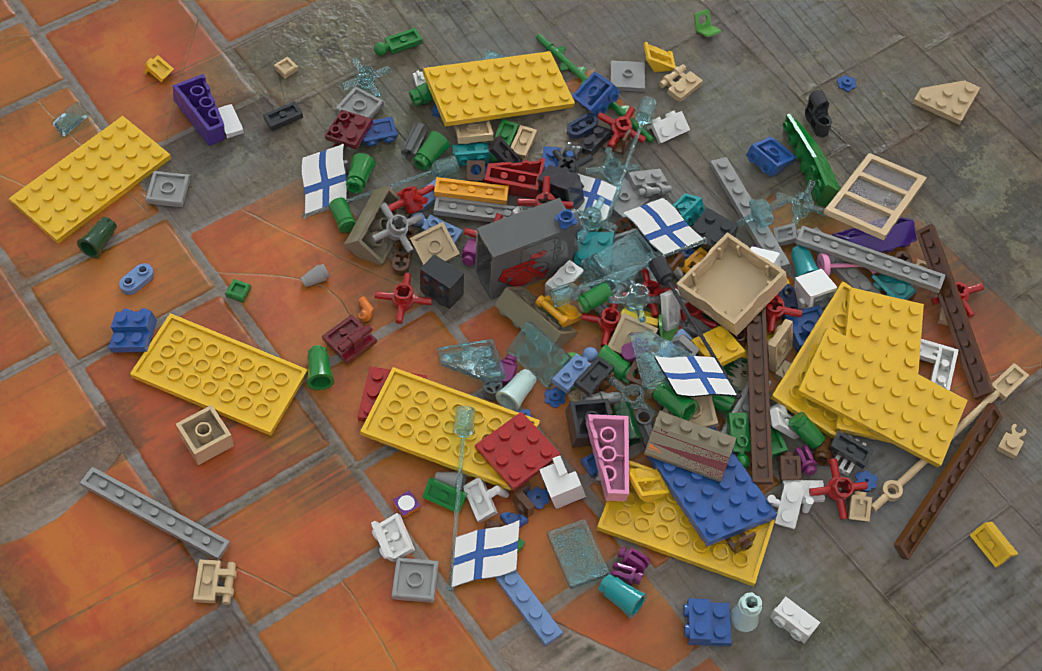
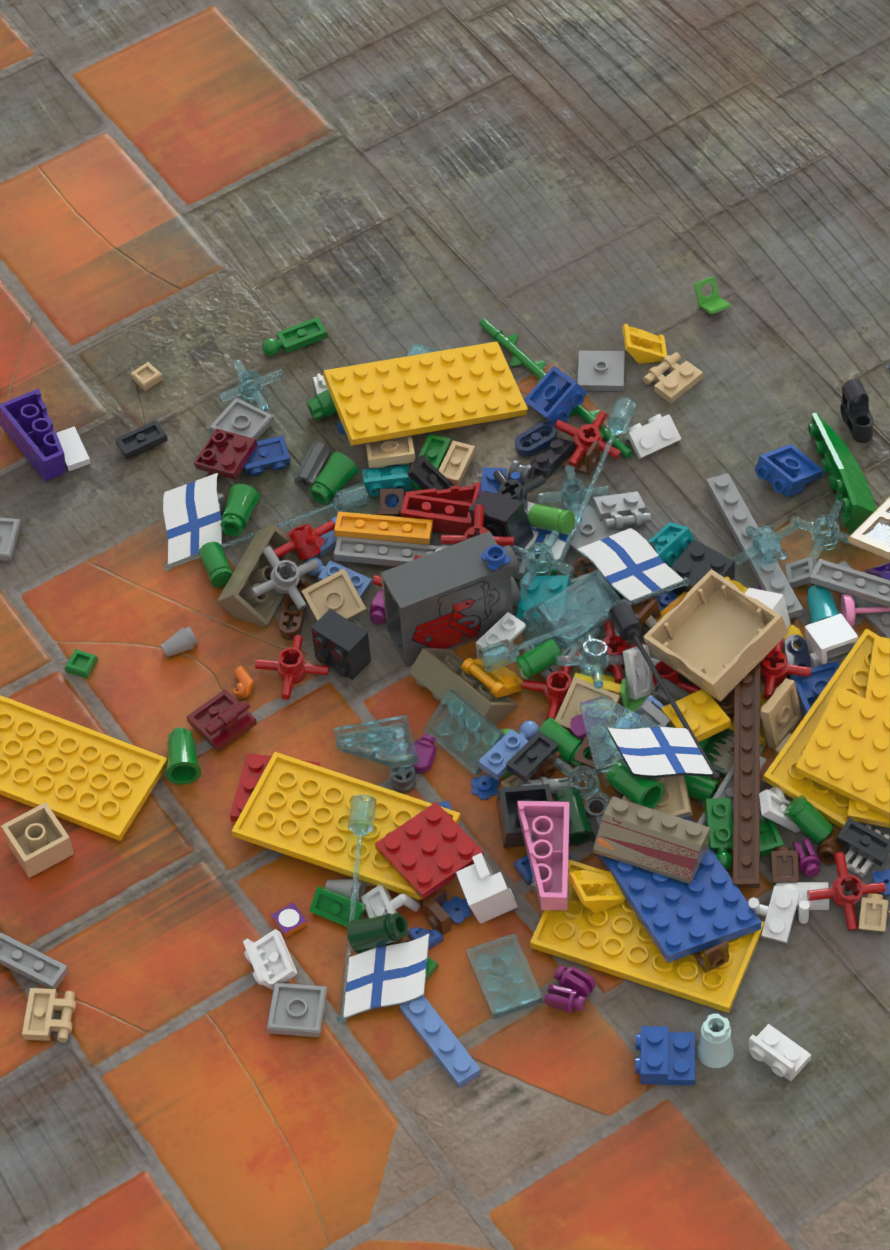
camera: 10 degrees right, 5 degrees down
(477, 517) = (376, 931): none -> dark green plant
(516, 390) = (434, 777): light aqua plant -> none
(599, 188) = (551, 519): none -> bright green piece
(622, 595) = (558, 1024): teal plant -> none

